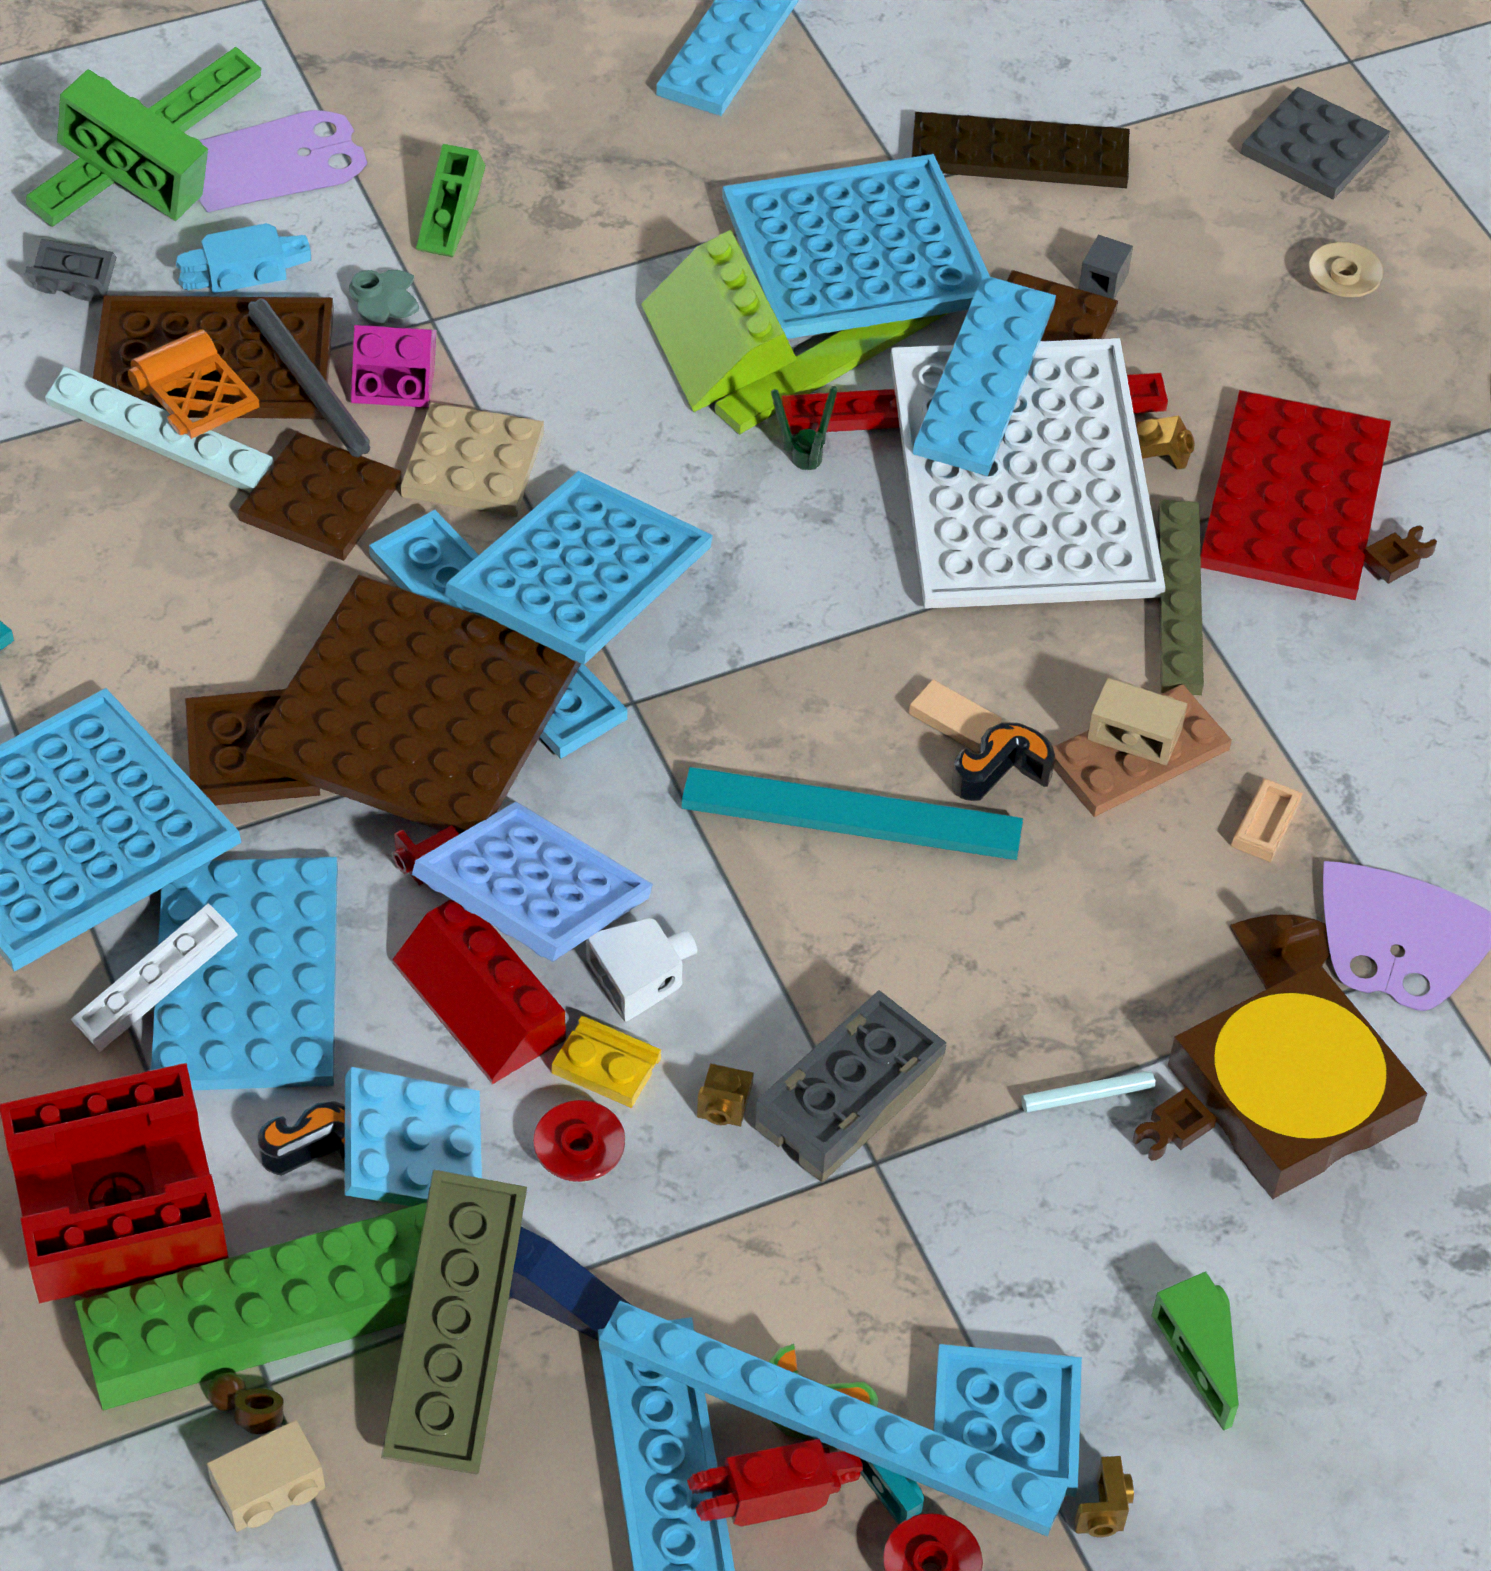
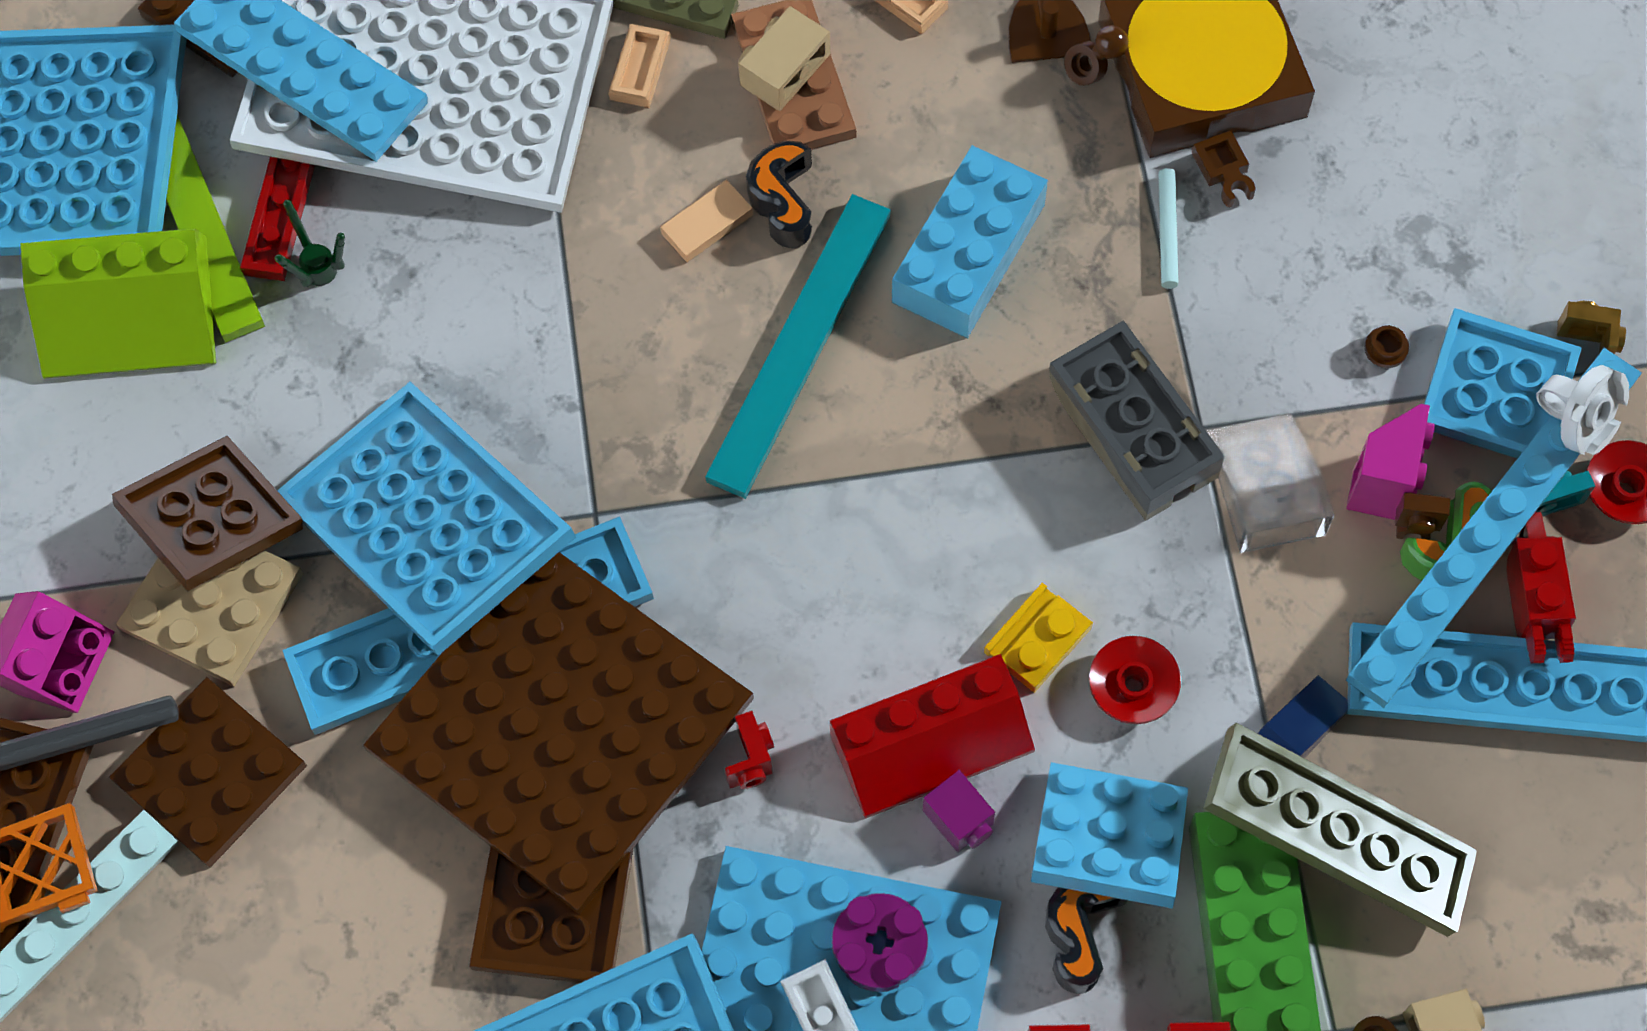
camera: 70 degrees left, 15 degrees up
(264, 957) = (896, 964): none -> magenta plate
(410, 1023) = (959, 812): none -> magenta brick
(532, 880) = (830, 651): light blue plate -> none
(541, 425) = (207, 512): none -> plate
(638, 964) = (940, 579): white torso -> none
(724, 1095) = (1104, 538): pearl gold bracket -> none
(819, 1348) = (1421, 514): none -> reddish brown plate
(826, 1222) = (1271, 484): none -> clear slope
(873, 1314) = (1391, 464): none -> dark pink slope
(967, 1456) = (1586, 407): none -> white tile
(1002, 917) = (969, 241): none -> medium azure brick
(1019, 1308) = (1386, 346): none -> reddish brown plate
(1101, 631) = (639, 65): none -> light nougat tile
(1199, 1330) = (1454, 207): bright green slope -> none
(1251, 979) = (1109, 44): none -> reddish brown plate

